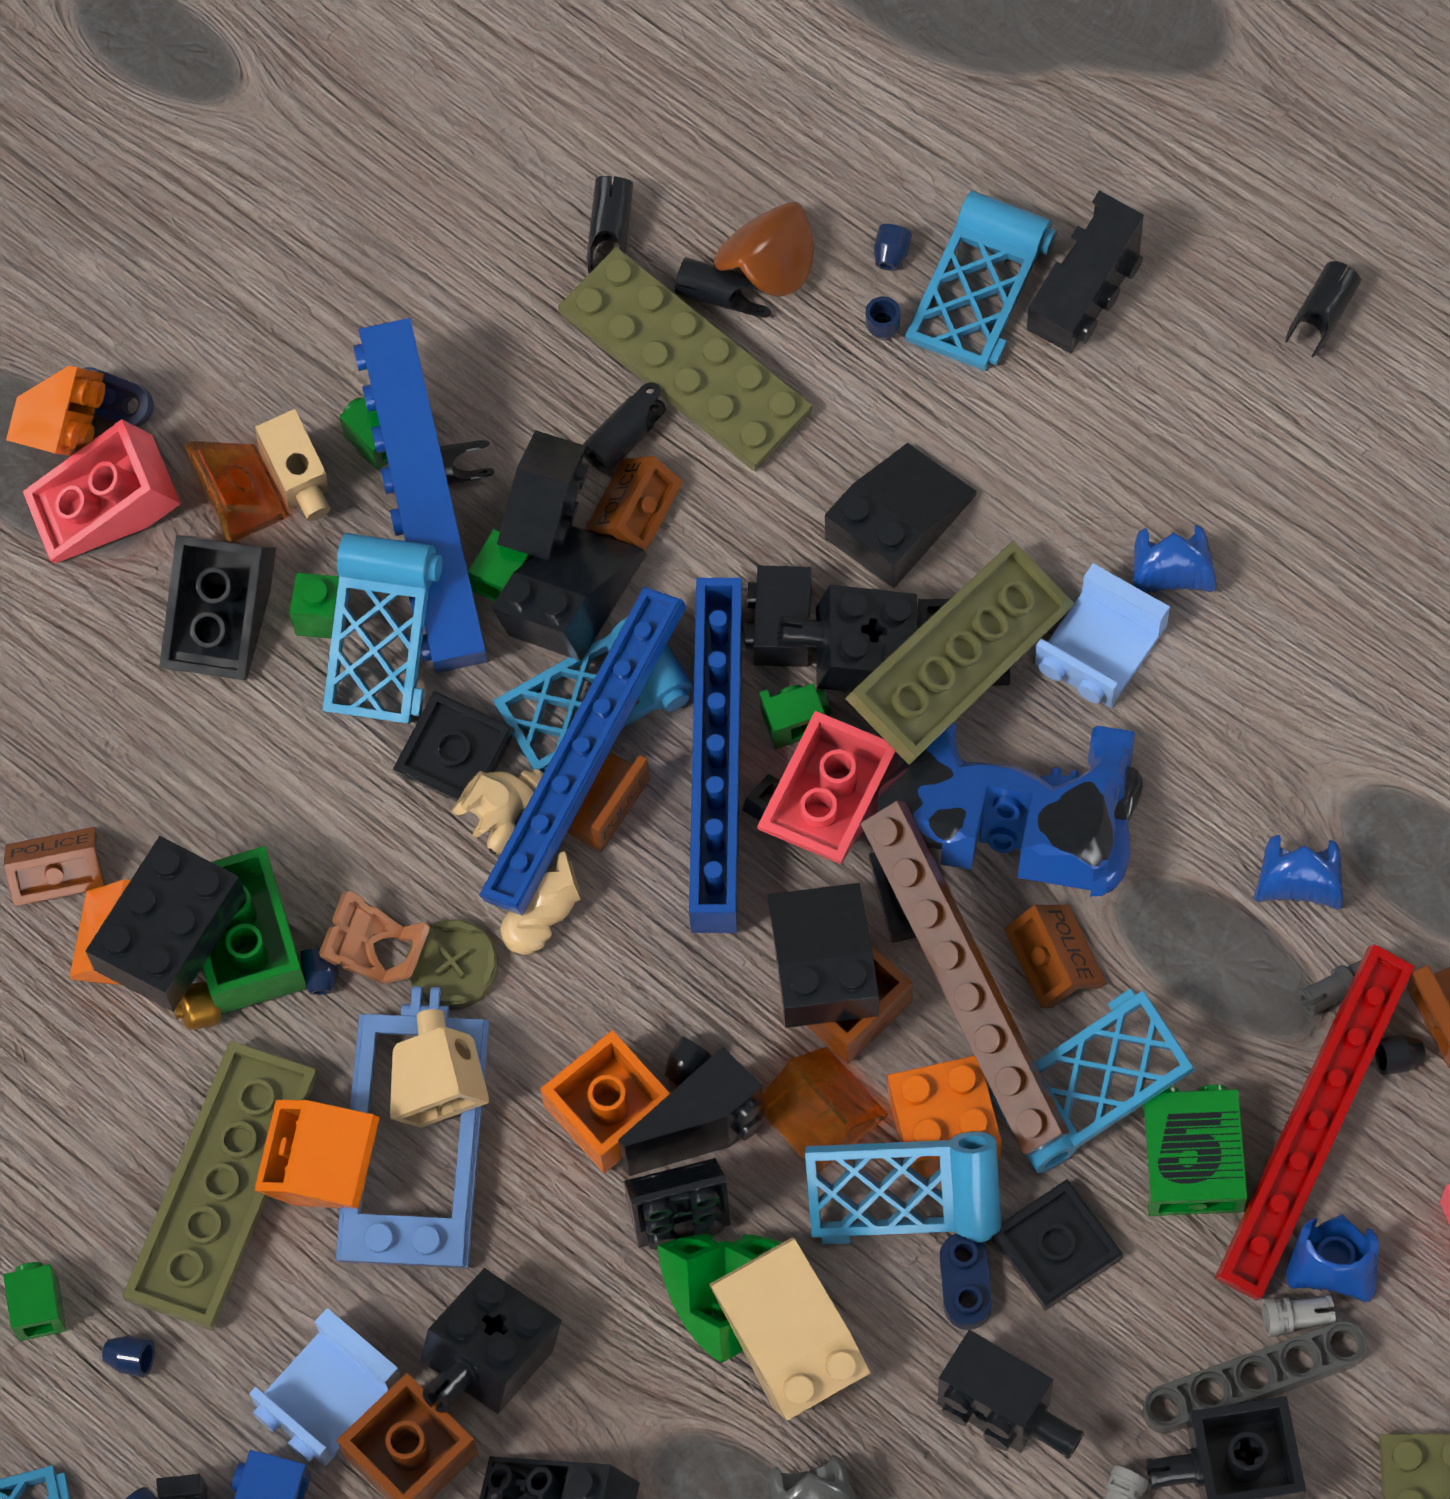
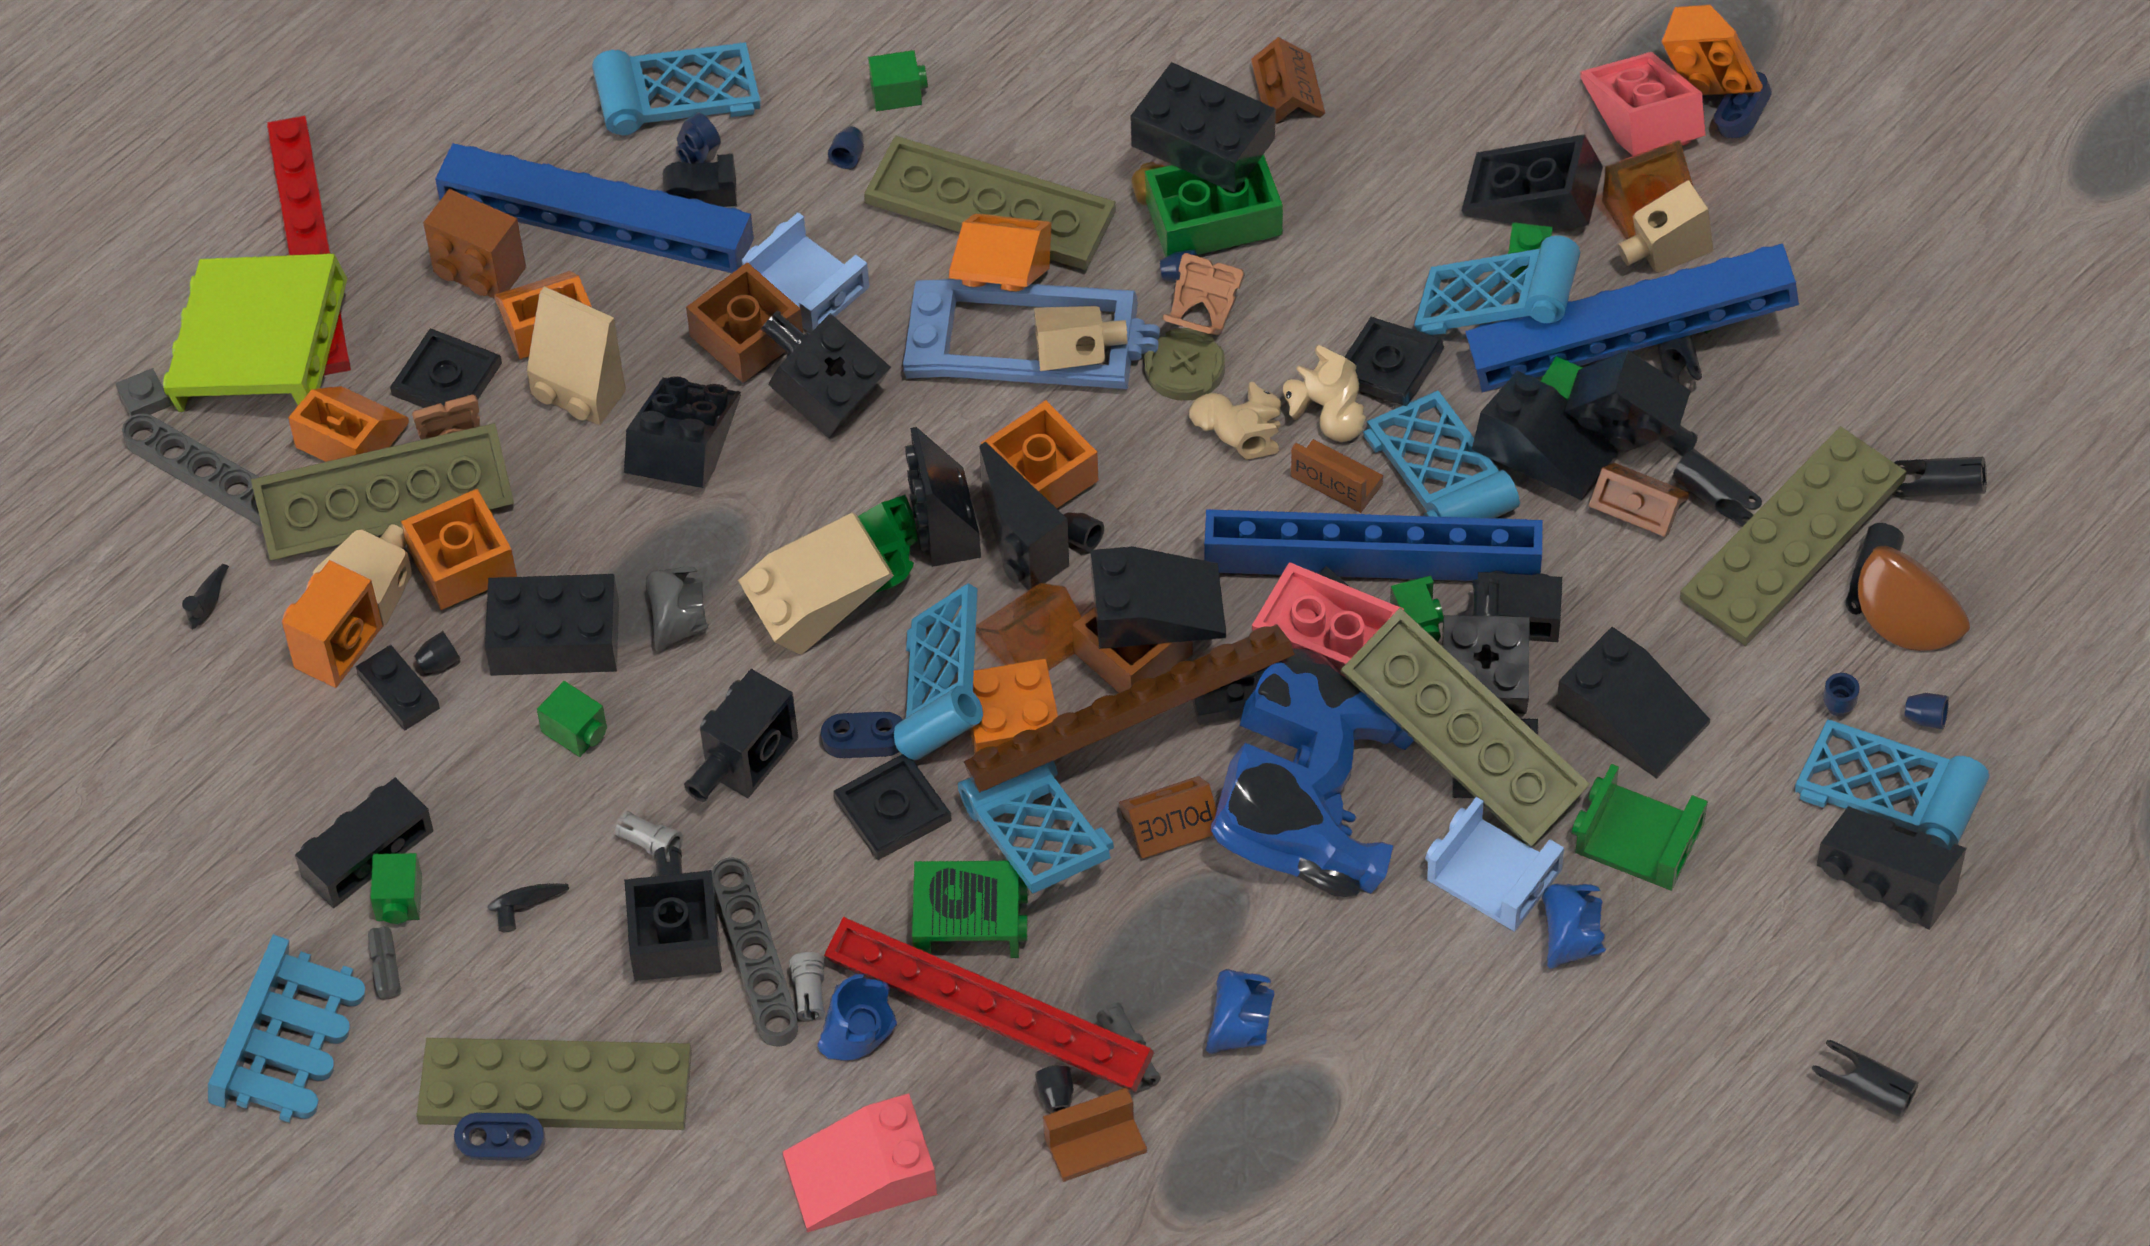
camera: 90 degrees right, 10 degrees down
(582, 751) = (1376, 440): blue tile -> none
(1050, 502) = (1637, 831): none -> green panel

